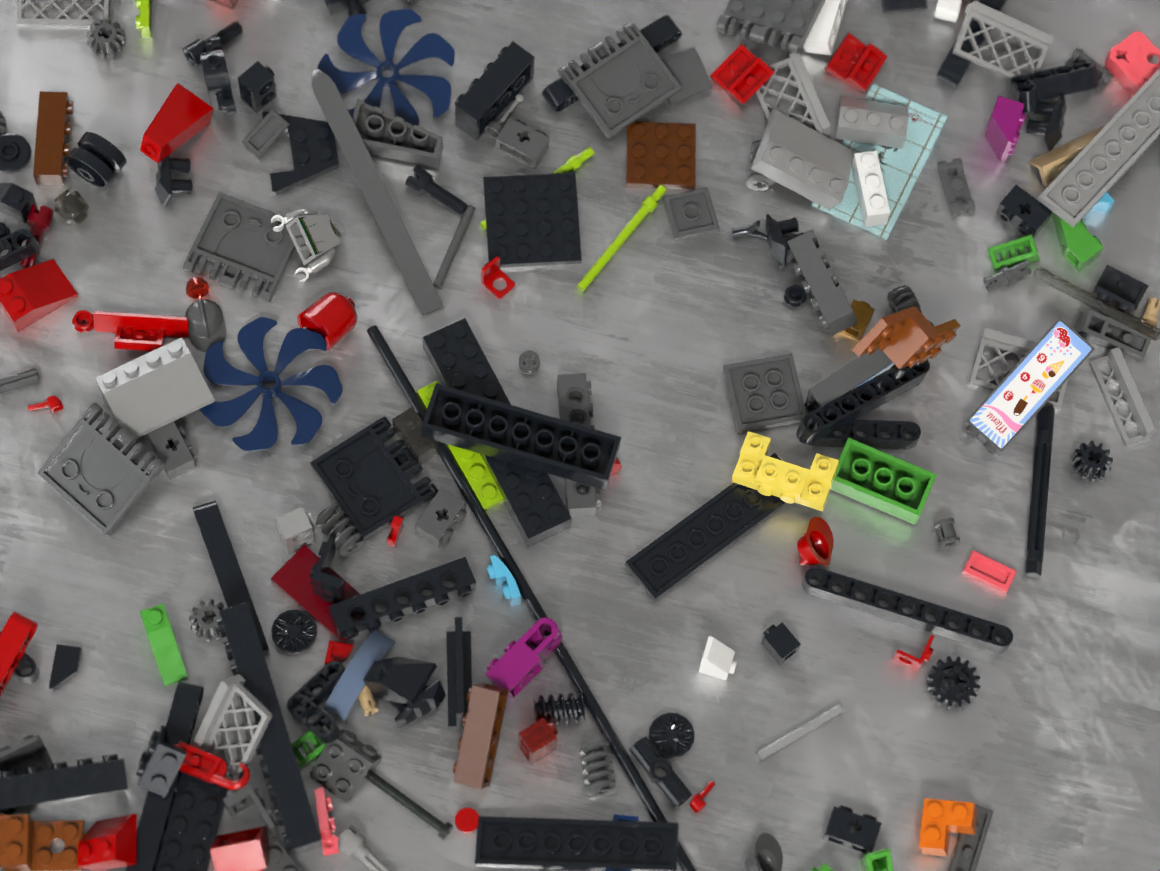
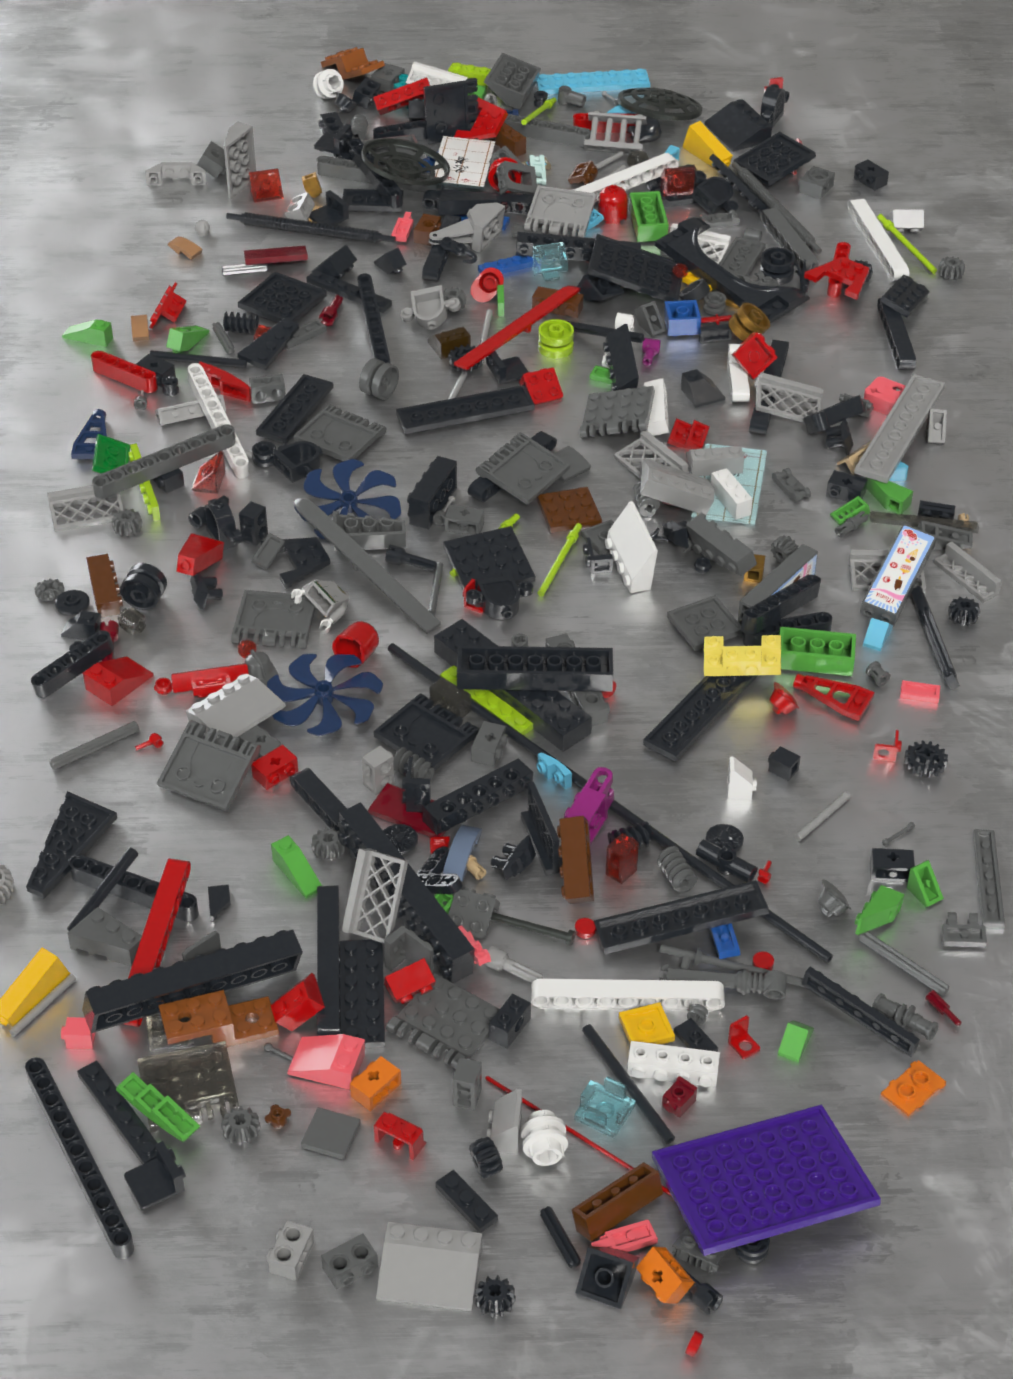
camera: 10 degrees left, 25 degrees down
(159, 764) = (323, 933): black bracket -> none
(191, 480) = (274, 767): none -> red brick
(210, 768) = (359, 926): red plate -> none
(397, 526) = (456, 758): red tile -> none
(399, 679) = (495, 843): black slope -> none
(525, 284) = (499, 596): none -> black piece
(666, 261) = (597, 563): none -> black bracket
(707, 261) = (632, 549): none -> white slope
(742, 74) = (609, 454): red slope -> none
(861, 790) = (910, 826): none -> dark grey hinge
(903, 572) = (855, 705): none -> red plate
(907, 338) = (799, 549): dark orange bracket -> none
(918, 606) = (870, 723): black beam -> none
(940, 819) = (960, 839): orange brick -> none
(971, 466) = (877, 634): none -> medium azure slope
(1005, 127) = (811, 442): magenta slope -> none

